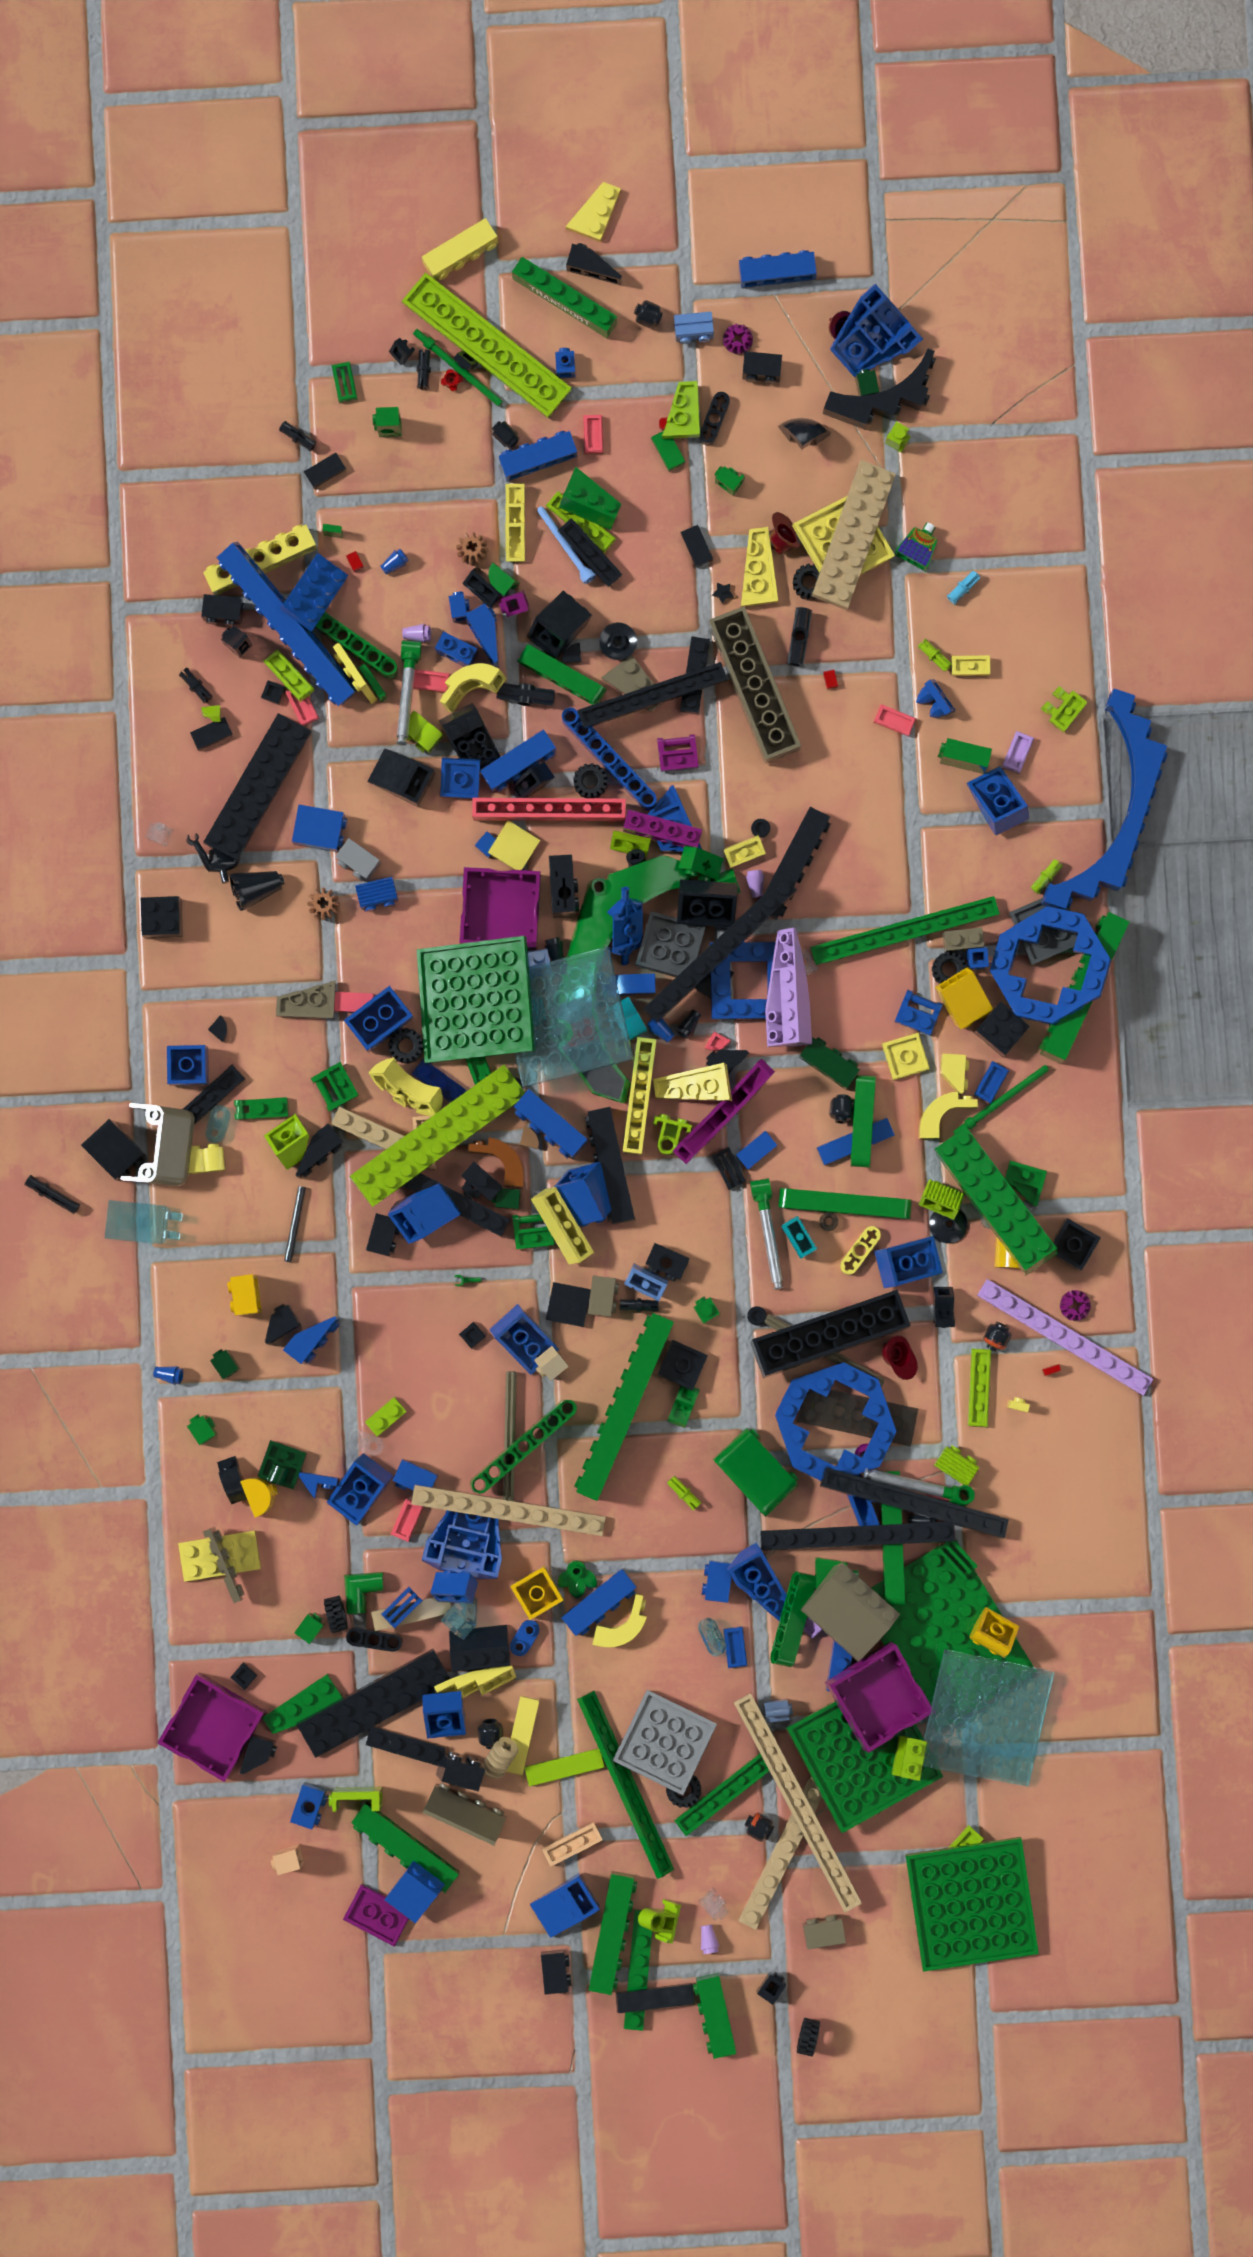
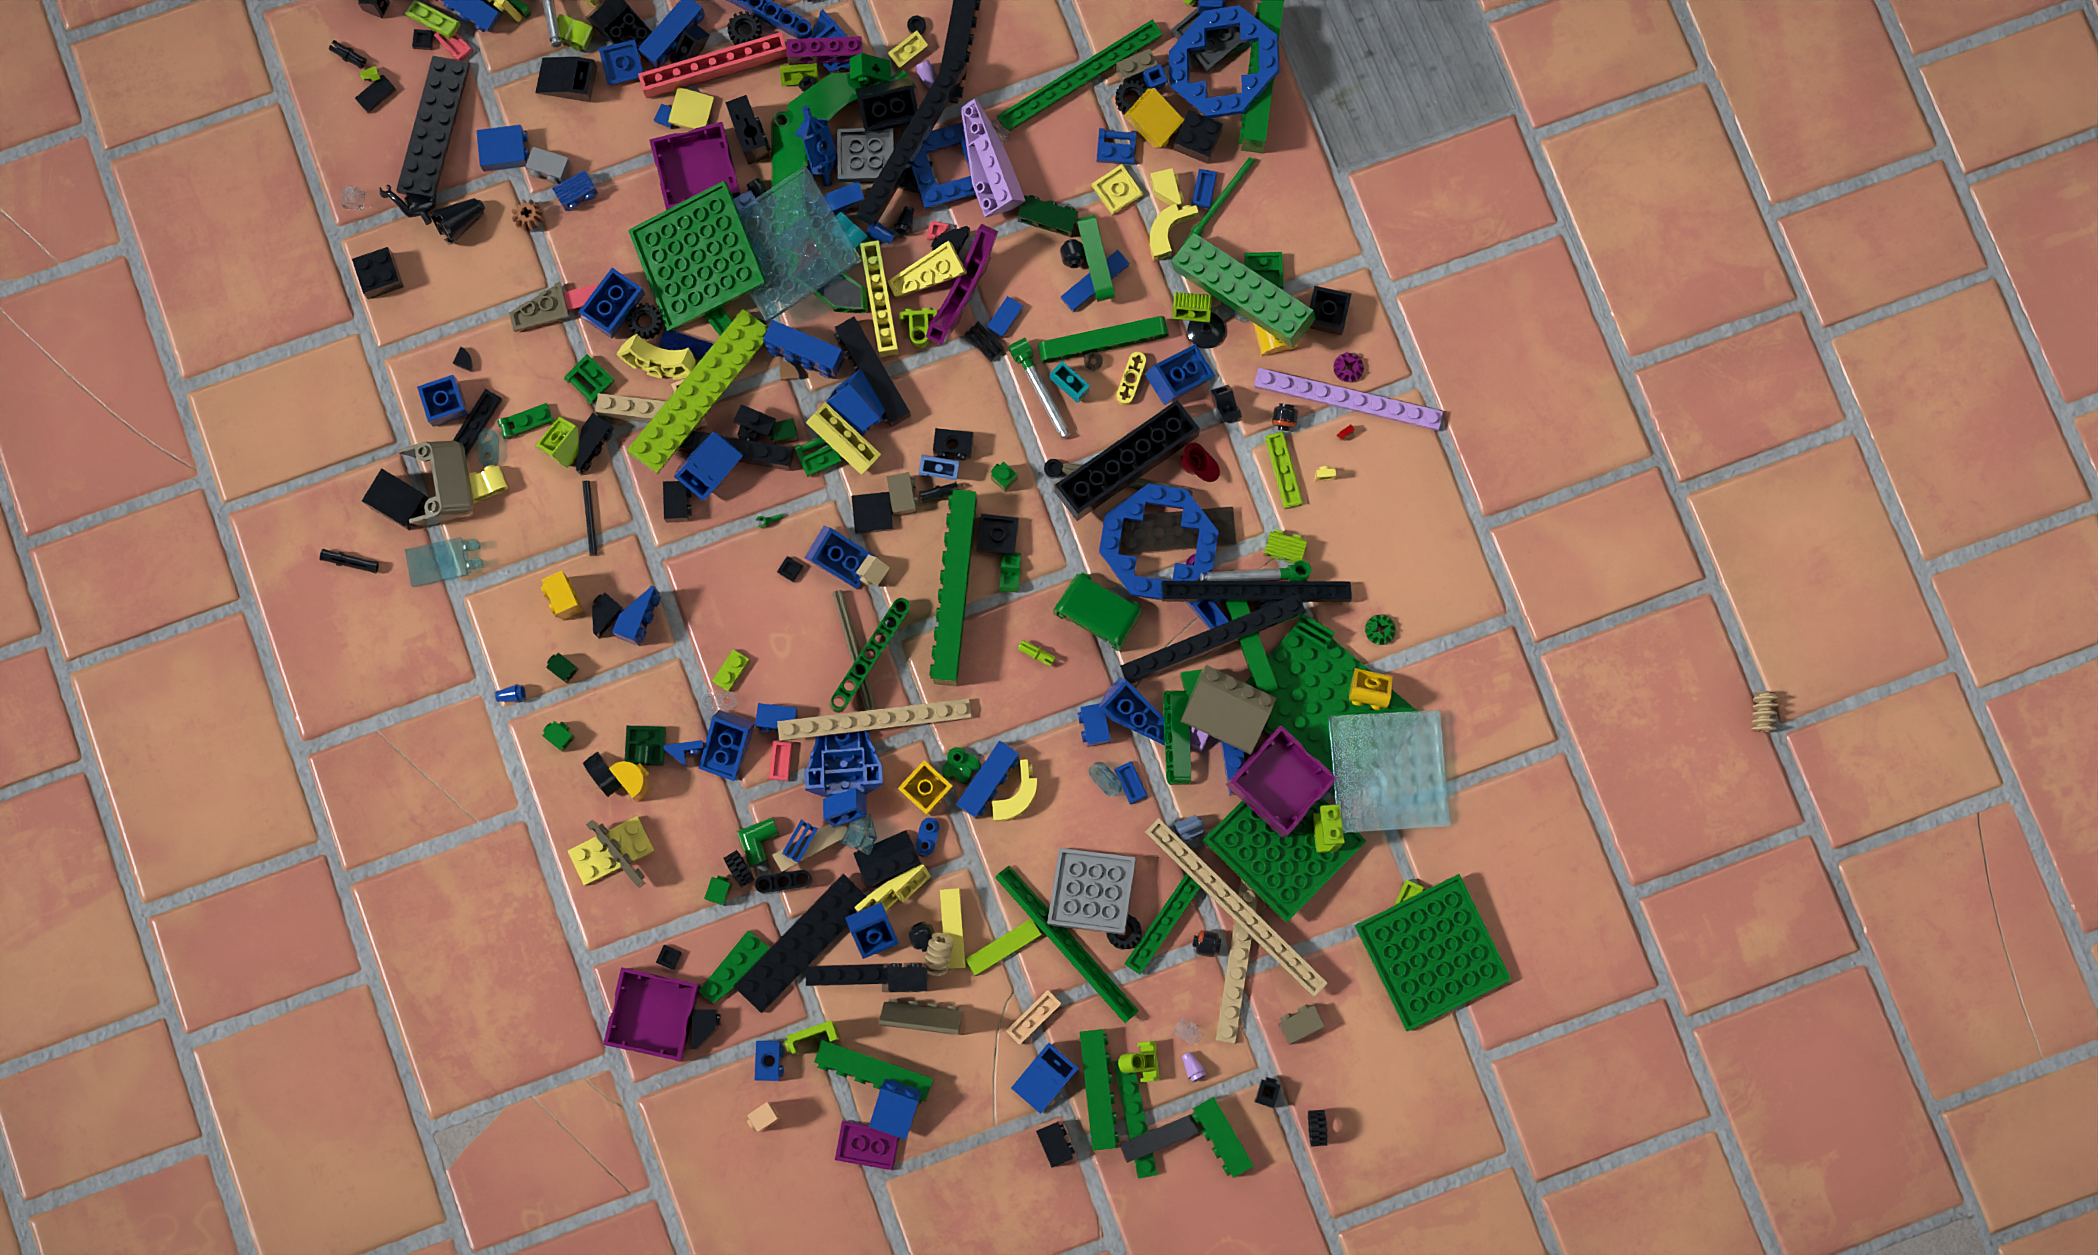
camera: 20 degrees left, 5 degrees down
(512, 1164) = (771, 392): dark orange arch -> none
(1015, 1568) = (1377, 637): none -> green gear

